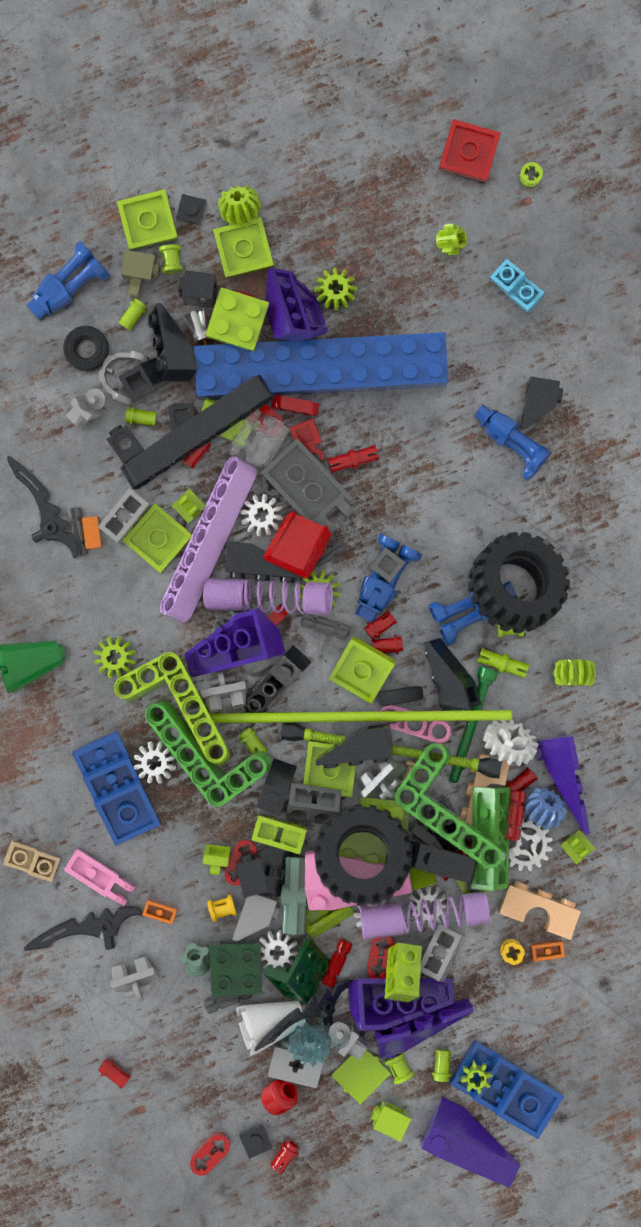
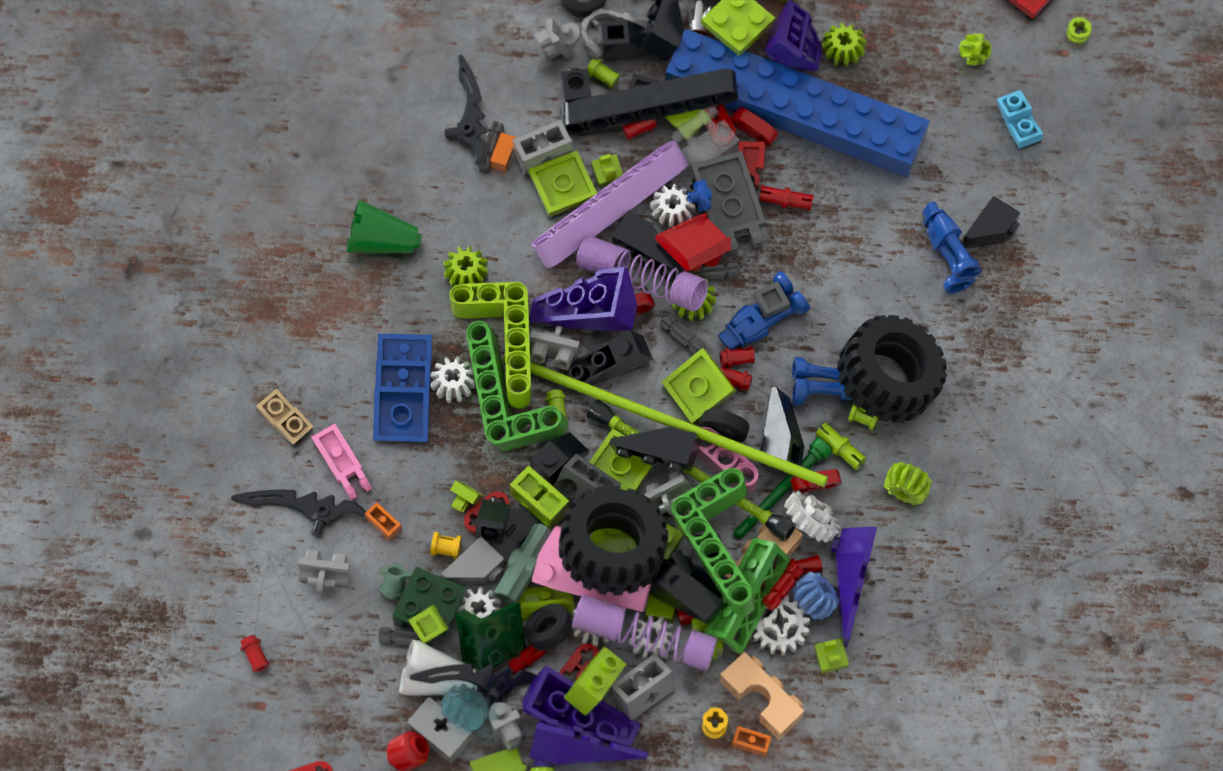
camera: 25 degrees right, 20 degrees down
(245, 992) = (428, 624): none -> lime tile
(282, 498) = (701, 195): none -> blue plant
(353, 946) = (556, 634): none -> black tyre
(502, 702) = (805, 486): none -> red beam

